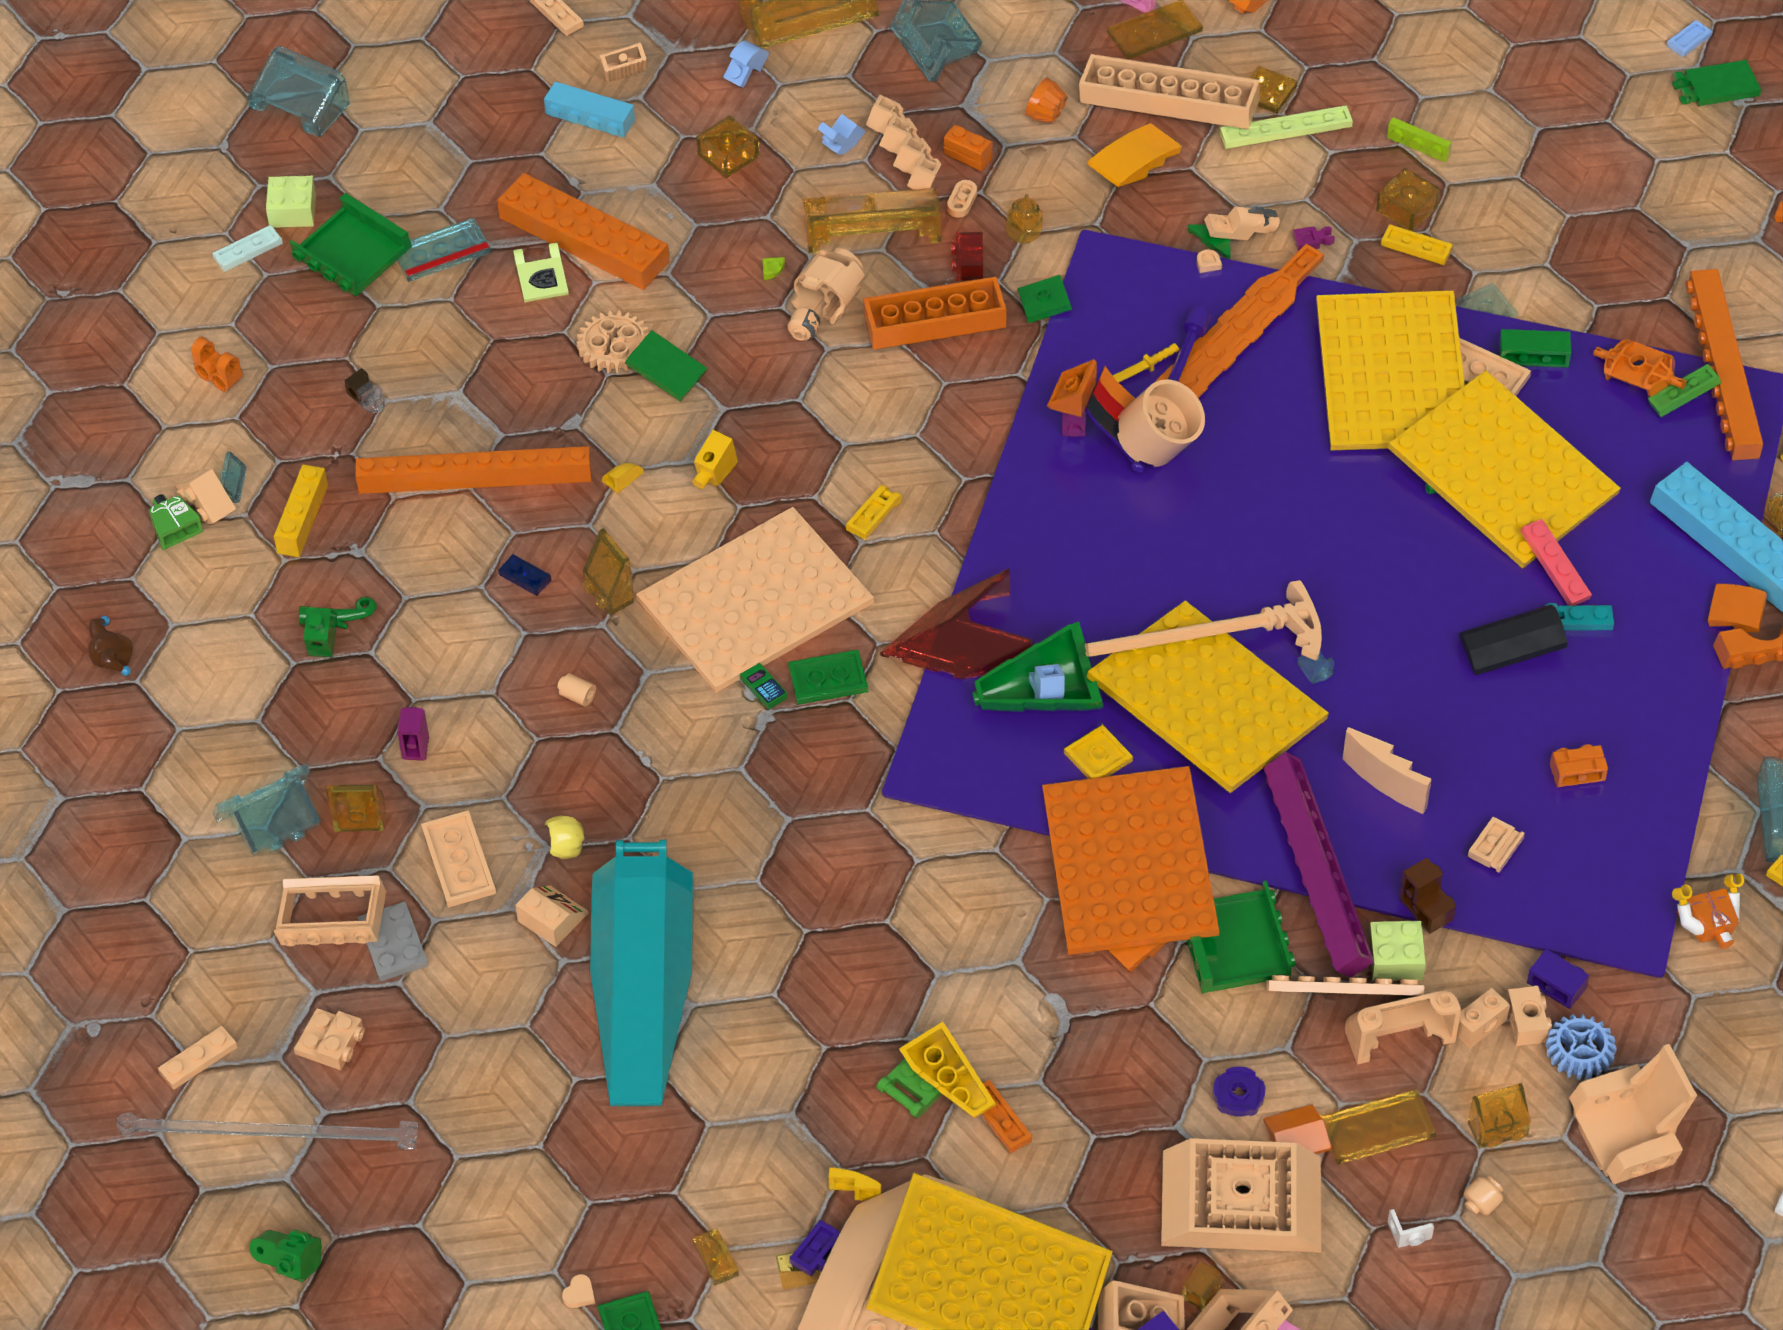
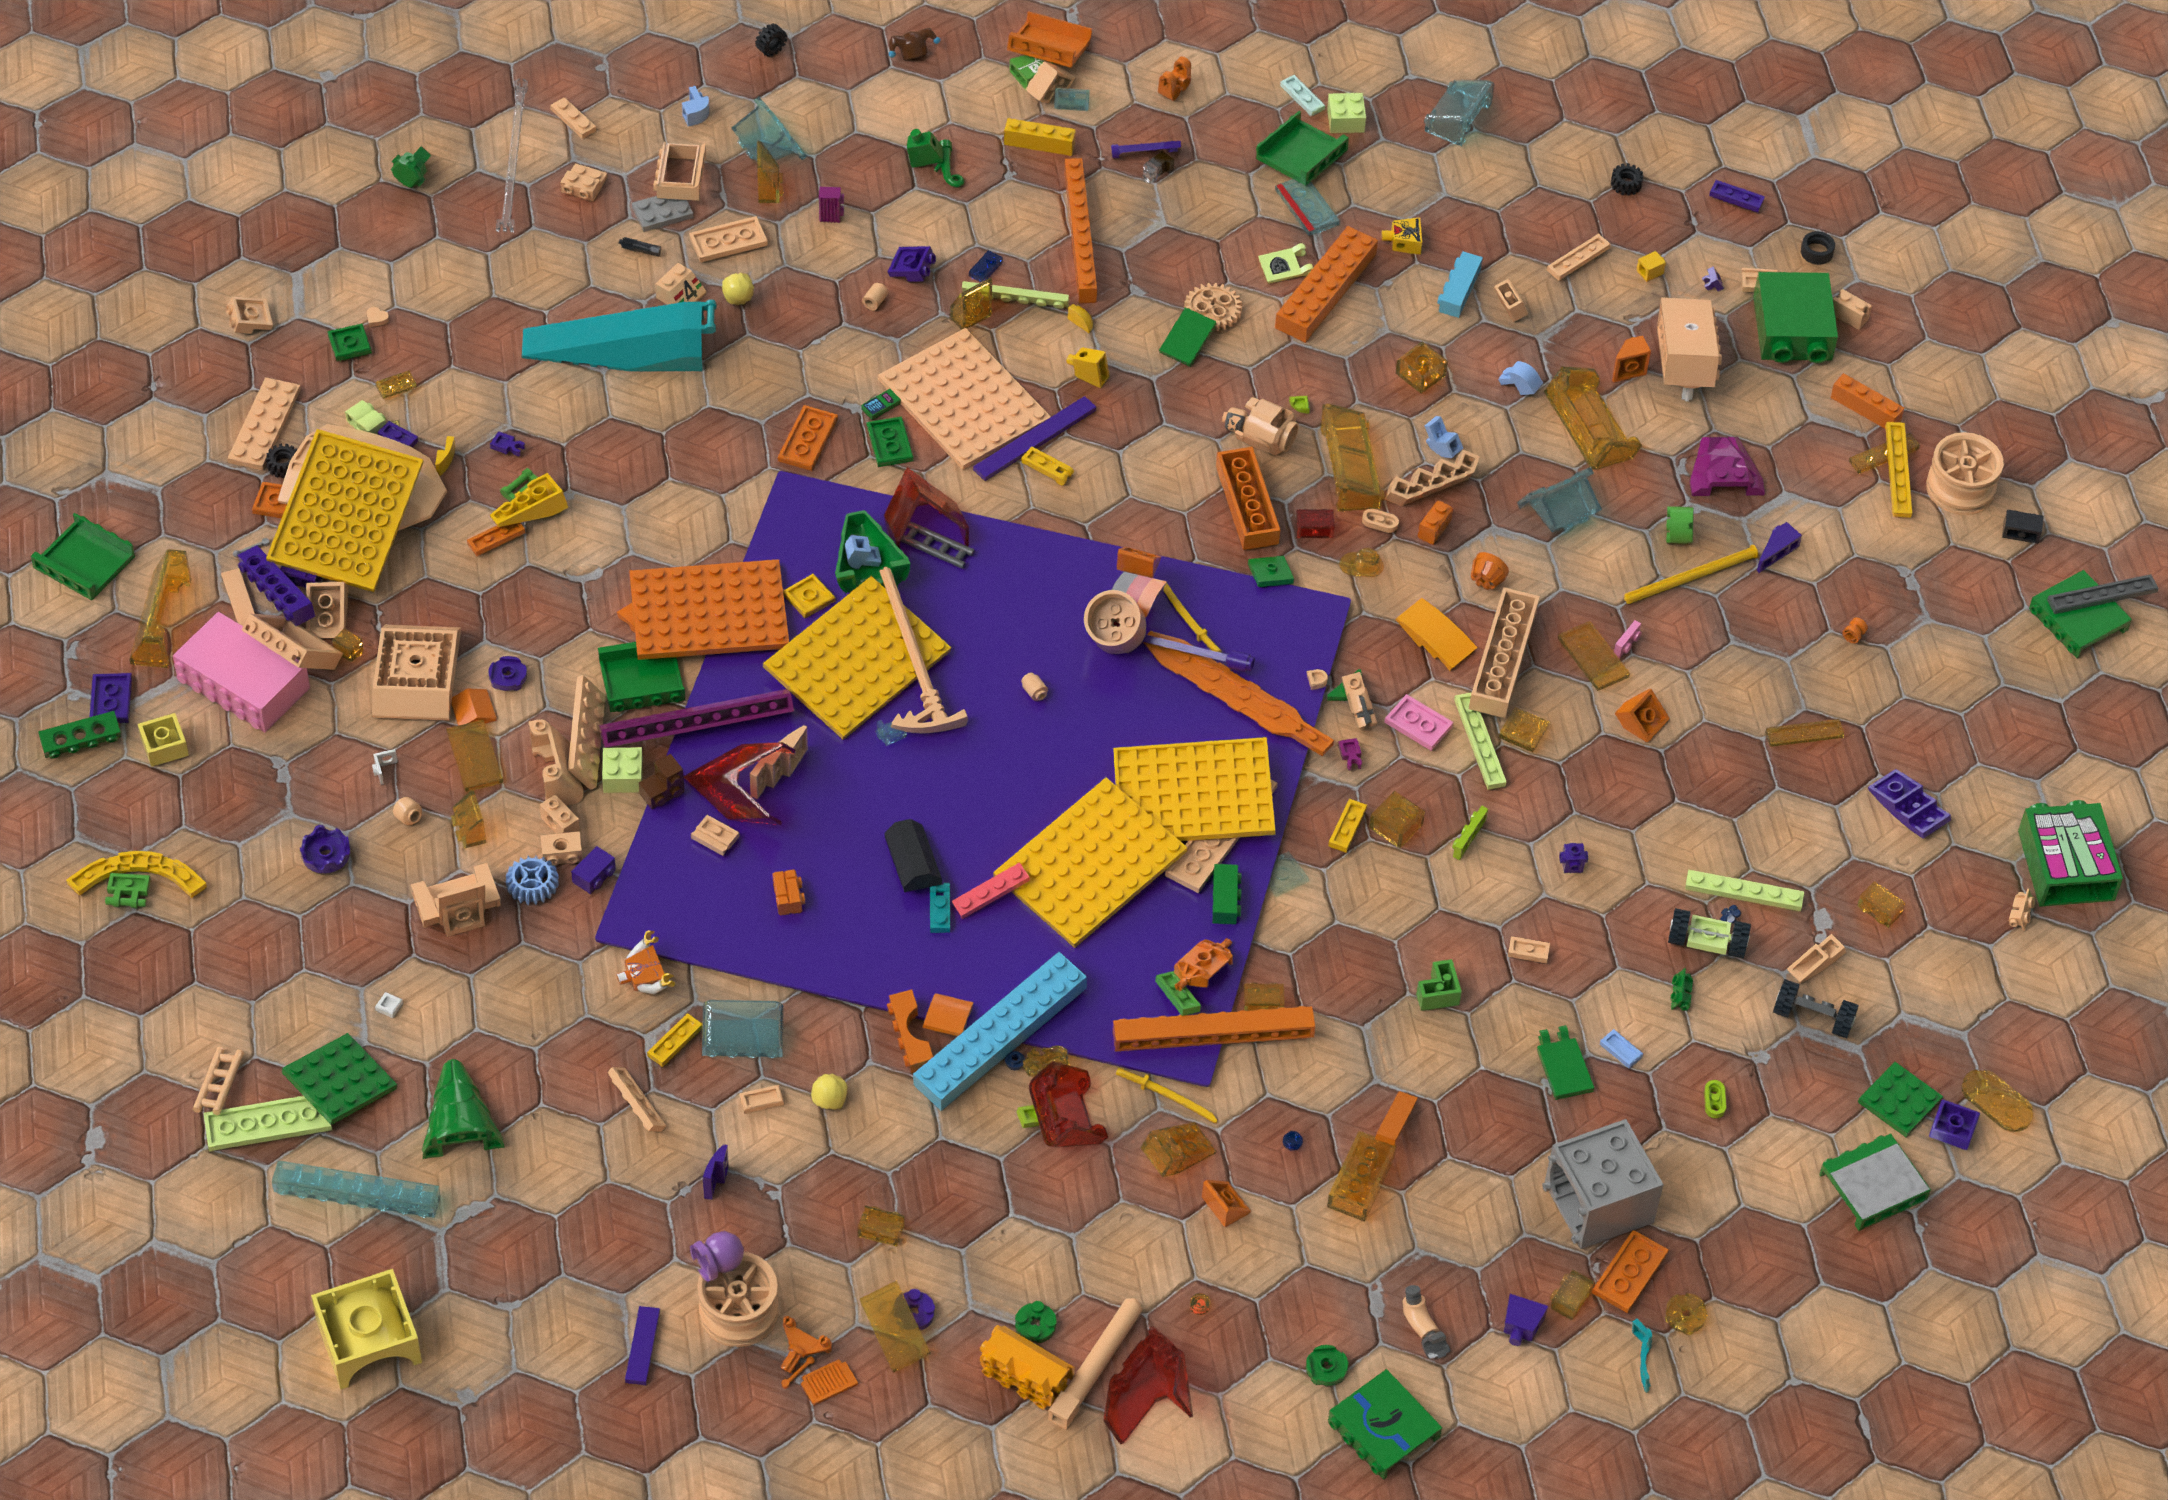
camera: 85 degrees right, 0 degrees up
(83, 808) = (771, 39): none -> black tyre
(126, 494) = (1050, 39): none -> orange panel
(201, 897) = (696, 109): none -> light blue brick
(334, 370) = (1171, 146): none -> dark purple plate
(461, 968) = (635, 245): none -> black piece
(506, 155) = (1405, 235): none -> yellow torso
(520, 648) = (912, 263): none -> dark purple plate
(581, 547) = (1025, 296): none -> yellowish green plate
(784, 1289) = (365, 418): none -> yellowish green brick
(820, 765) = (807, 438): none -> orange tile
(826, 526) = (1035, 437): none -> dark purple tile
(832, 1112) = (505, 443): none -> dark purple plate
(1024, 617) = (941, 553): none -> dark grey bar
(1240, 520) = (1034, 686): none -> light nougat brick
(1263, 177) = (1418, 722): none -> bright pink plate
(1415, 814) = (720, 785): none -> clear red windscreen
(1448, 56) = (1573, 858): none -> dark purple brick
(1558, 1274) = (321, 840): none -> dark purple plate
(1572, 101) = (1529, 949): none -> light nougat plate
(1638, 167) = (1442, 989): none -> bright green brick
(1669, 324) = (1263, 996): none -> clear yellow brick

